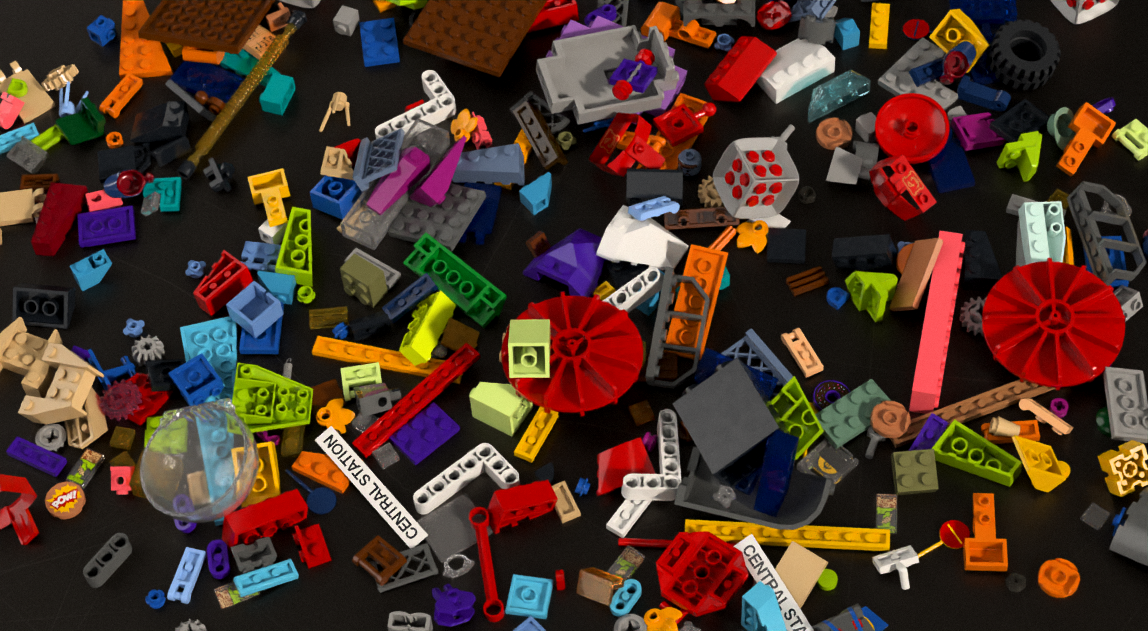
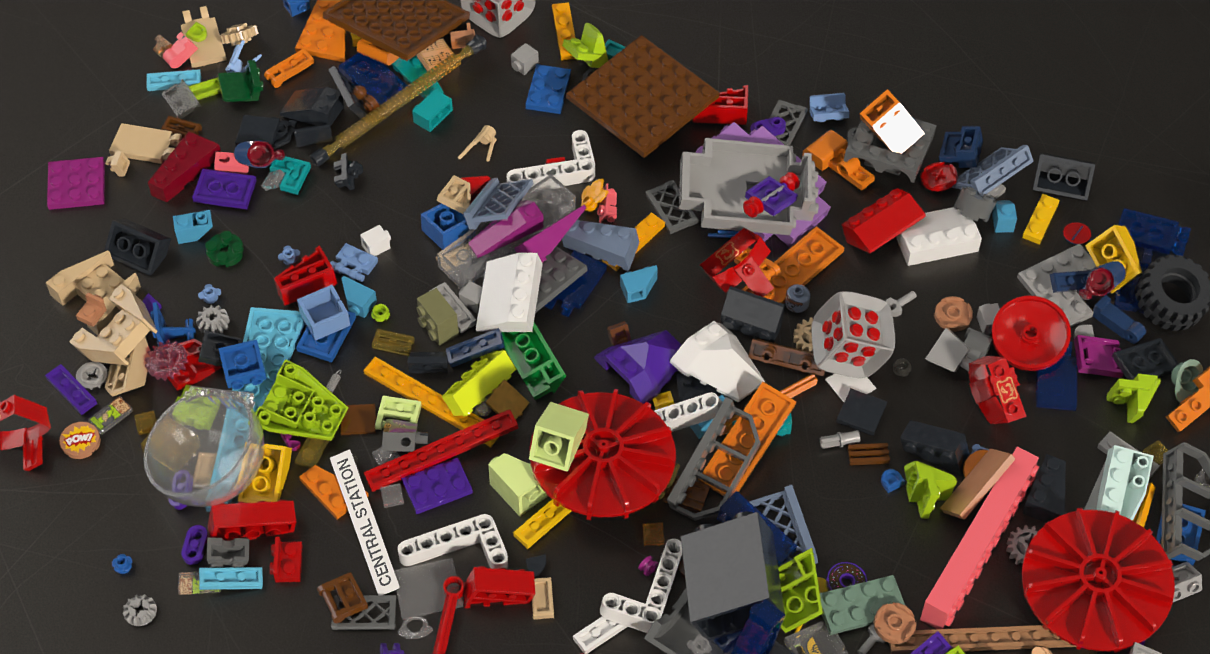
camera: 15 degrees right, 0 degrees up
(30, 375) = (92, 310): none -> nougat bracket
(109, 551) = (103, 508): dark grey beam -> none
(114, 135) = (261, 107): orange bush -> none
(122, 438) = (155, 397): clear yellow plate -> none
(126, 274) = (221, 241): none -> dark green plate
(126, 473) = (139, 430): coral brick -> none
(186, 575) = (159, 550): light blue plate -> none
(270, 189) = (384, 201): yellow plate -> none
(296, 248) = (388, 265): lime wedge -> none
(319, 500) = (314, 518): dark blue piece -> none
(337, 415) = (362, 441): light orange plate -> none
(341, 331) = (398, 359): blue plate -> none
(389, 252) = (470, 296): none -> light grey brick
(424, 237) = (510, 293): none -> white slope
(539, 135) = (662, 226): dark brown fence -> none
(565, 140) = (686, 234): olive plate -> none
(582, 486) = (566, 589): blue plate -> none
(618, 462) = (612, 576): red slope -> none
(653, 208) = (741, 333): light blue plate -> none
(682, 115) = (808, 249): red plate -> none
(724, 42) = (879, 189): medium blue plate -> none
(750, 236) = (829, 391): light orange plate -> none
(776, 276) = (840, 439): none -> light grey axle
(802, 352) = (835, 525): light nougat plate -> none
(837, 93) = (970, 274): clear light blue wedge -> none

